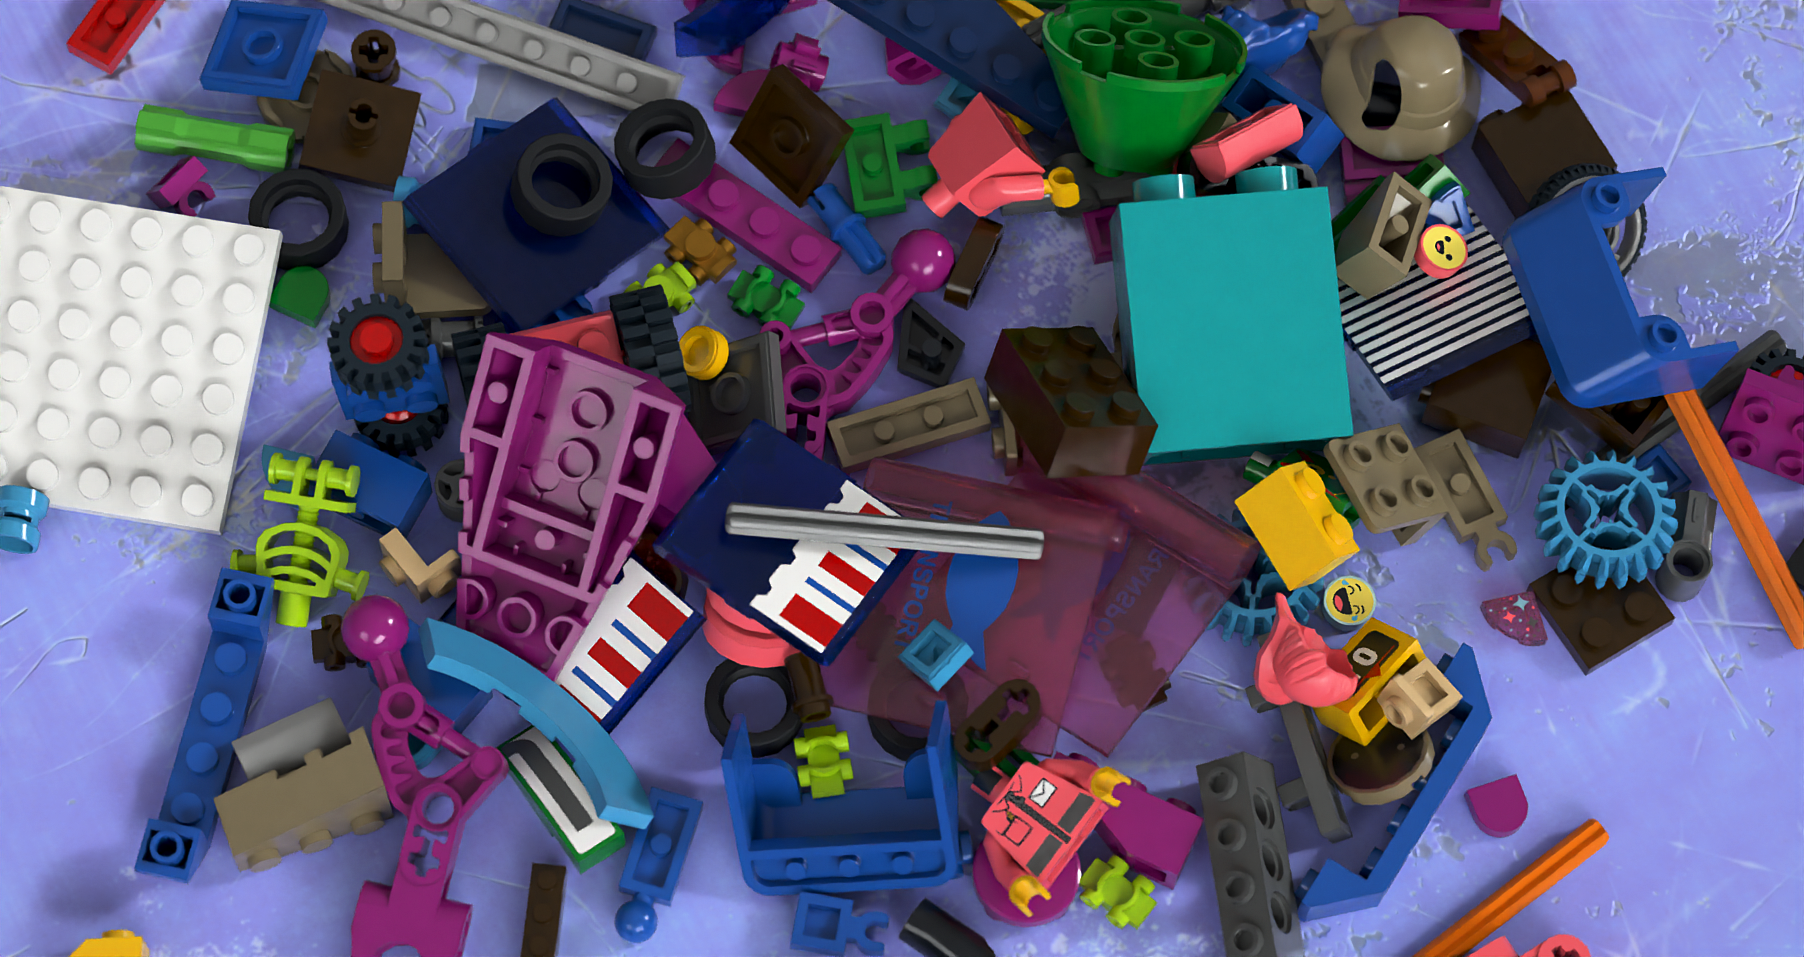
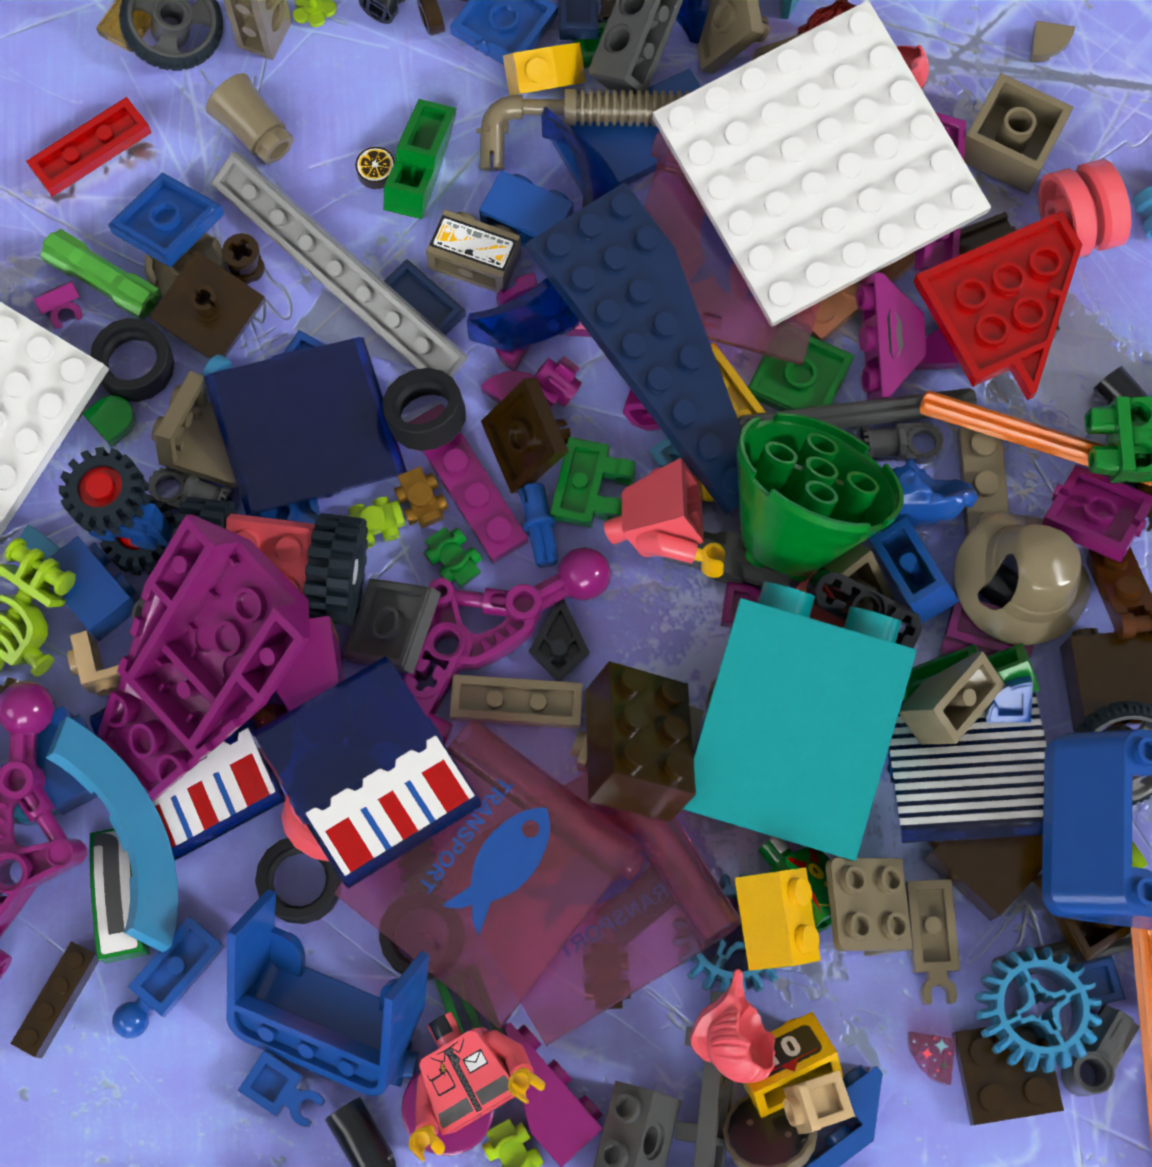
camera: 25 degrees right, 5 degrees up
(580, 155) = (343, 380): black tyre -> none
(704, 352) = (379, 582): yellow tile -> none
(808, 688) = (335, 896): dark brown pin -> none
(824, 768) = (331, 954): lime piece -> none
(884, 531) = (441, 793): axle -> none
(935, 654) = (442, 908): dark azure tile -> none
(974, 263) = (624, 590): dark brown beam -> none
(990, 716) = (462, 977): dark brown beam -> none
(1248, 142) = (872, 582): coral brick -> none
(1348, 603) = (802, 987): tile -> none
(1441, 251) = (995, 731): tile -> none

